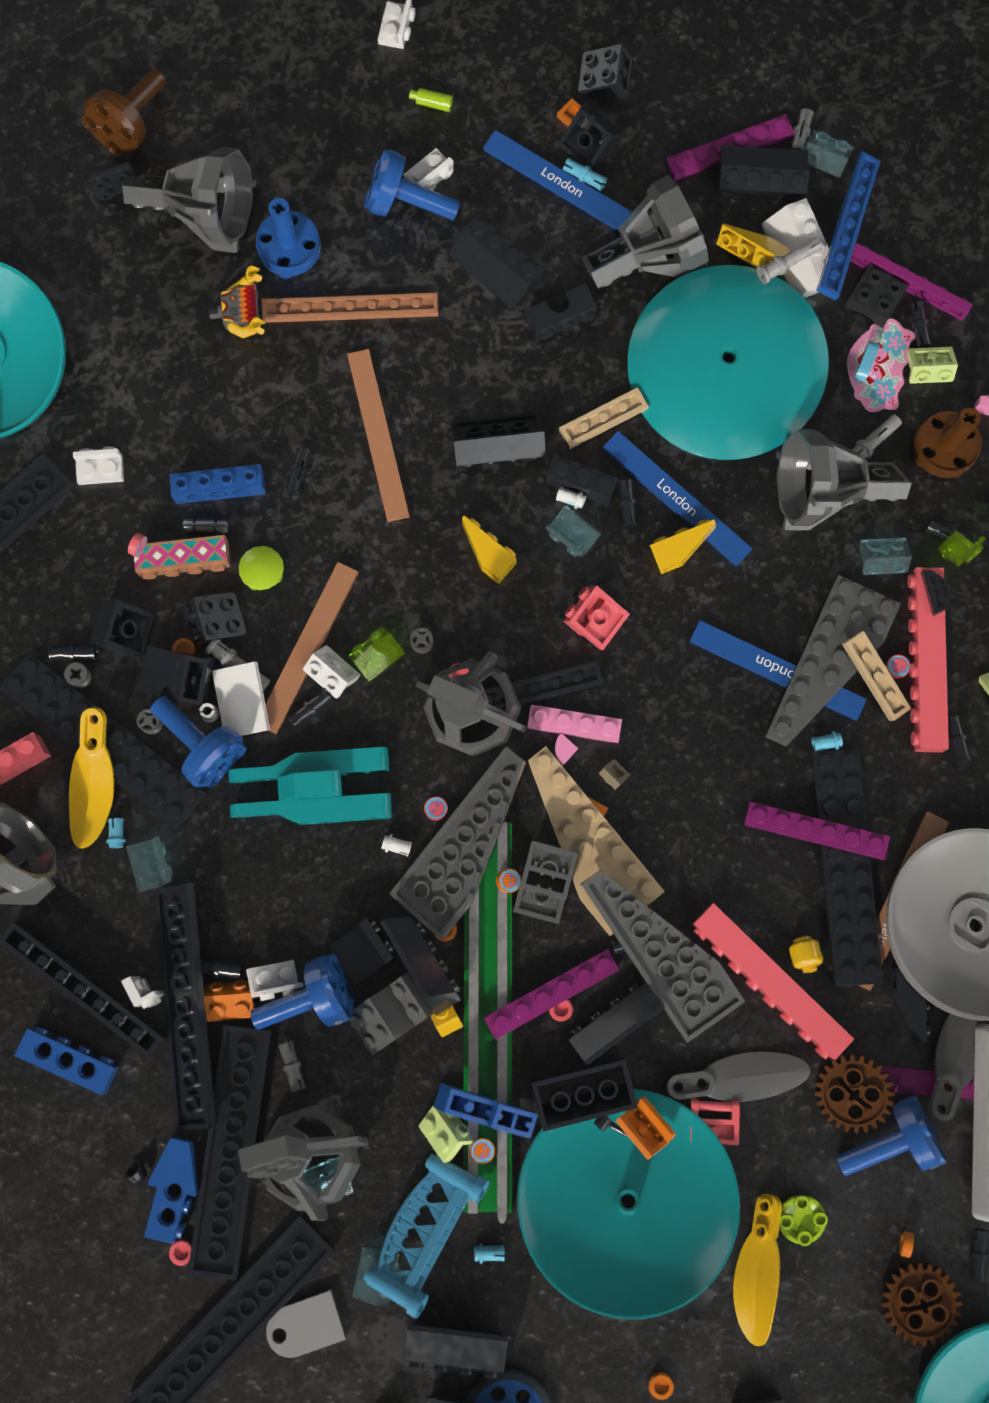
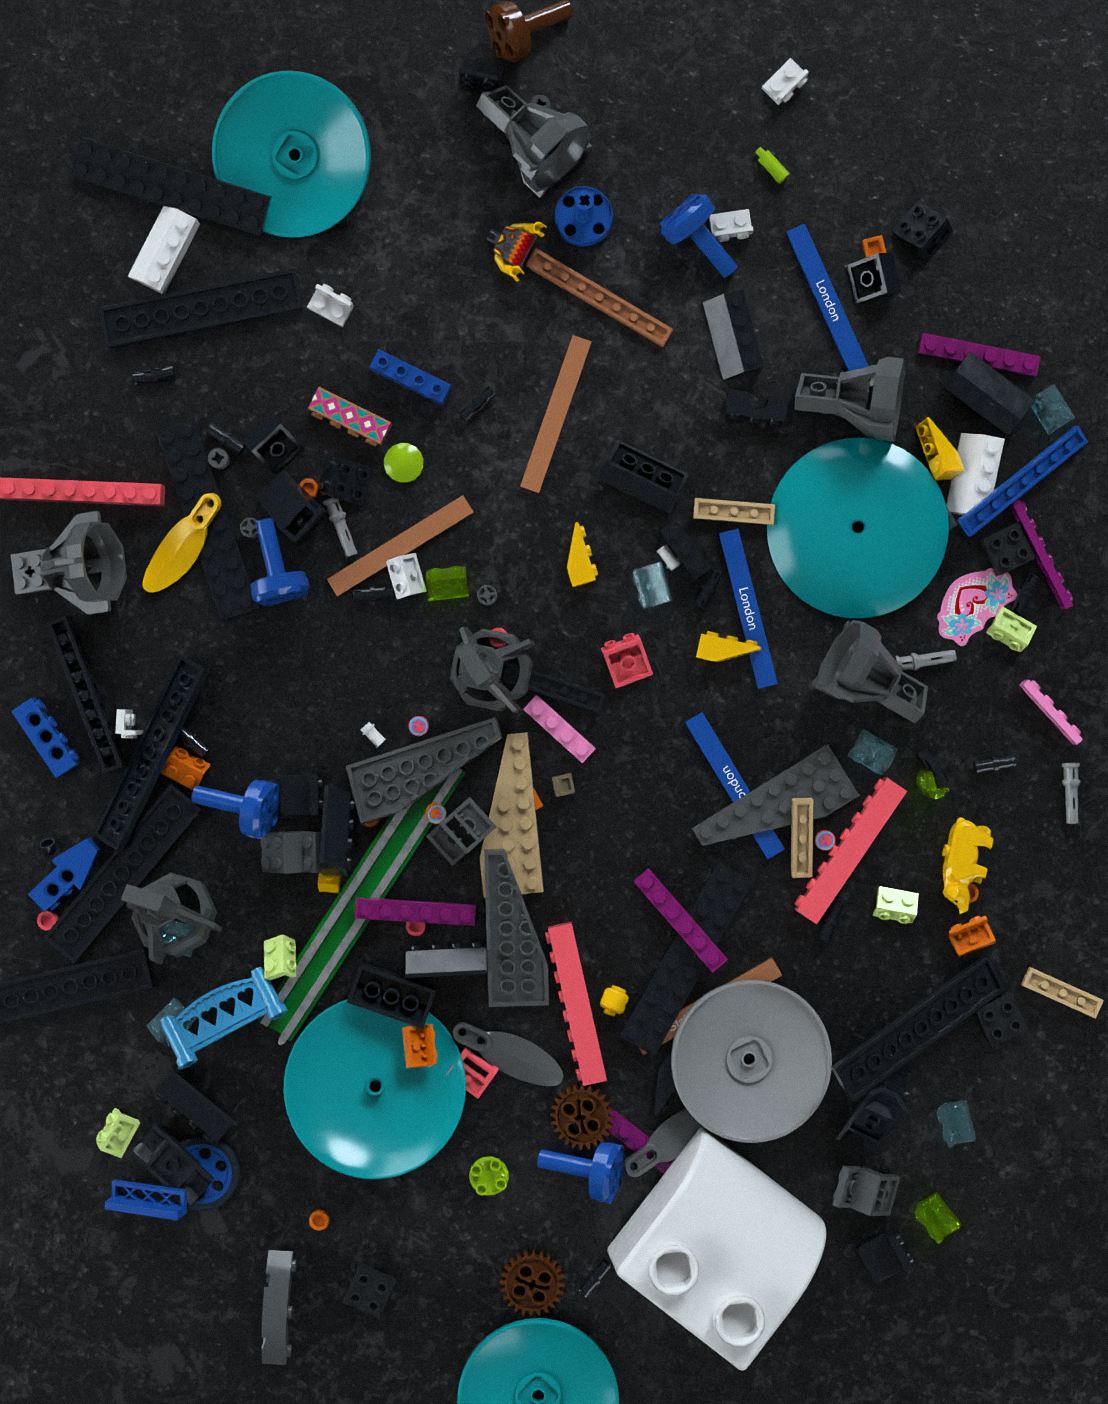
camera: 35 degrees right, 10 degrees up
(115, 833) = (176, 595): medium azure pin -> none
(137, 544) = (321, 390): coral tile -> none
(149, 864) = (187, 634): clear light blue bracket -> none
(205, 526) = (382, 403): dark grey axle -> none
(211, 717) = (302, 547): white pin -> none
(241, 698) = (327, 555): white tile -> none
(273, 979) = (225, 774): white bracket -> none
(291, 1066) = (201, 842): dark grey pin -> none
(308, 1325) = (104, 1024): light grey tile -> none
(313, 777) = (336, 663): teal beam -> none
(482, 1150) = (297, 987): tile -> none
(485, 1110) = (315, 962): blue brick -> none
(489, 1253) = (258, 1058): medium azure pin -> none
(564, 749) = (539, 743): bright pink tile -> none
(585, 174) = (850, 305): medium azure pin -> none
(603, 1122) = (393, 1023): black hand -> none
(759, 1273) = (435, 1189): yellow plant -> none
(780, 264) = (948, 481): light grey pin -> none
(803, 123) = (1033, 387): dark grey pin -> none
(829, 741) = (734, 861): medium azure pin -> none
(866, 361) = (963, 596): medium azure beam -> none
(906, 1244) = (549, 1238): orange tile -> none
(937, 591) = (889, 805): black tile -> none
(948, 442) = (978, 699): reddish brown piece -> none

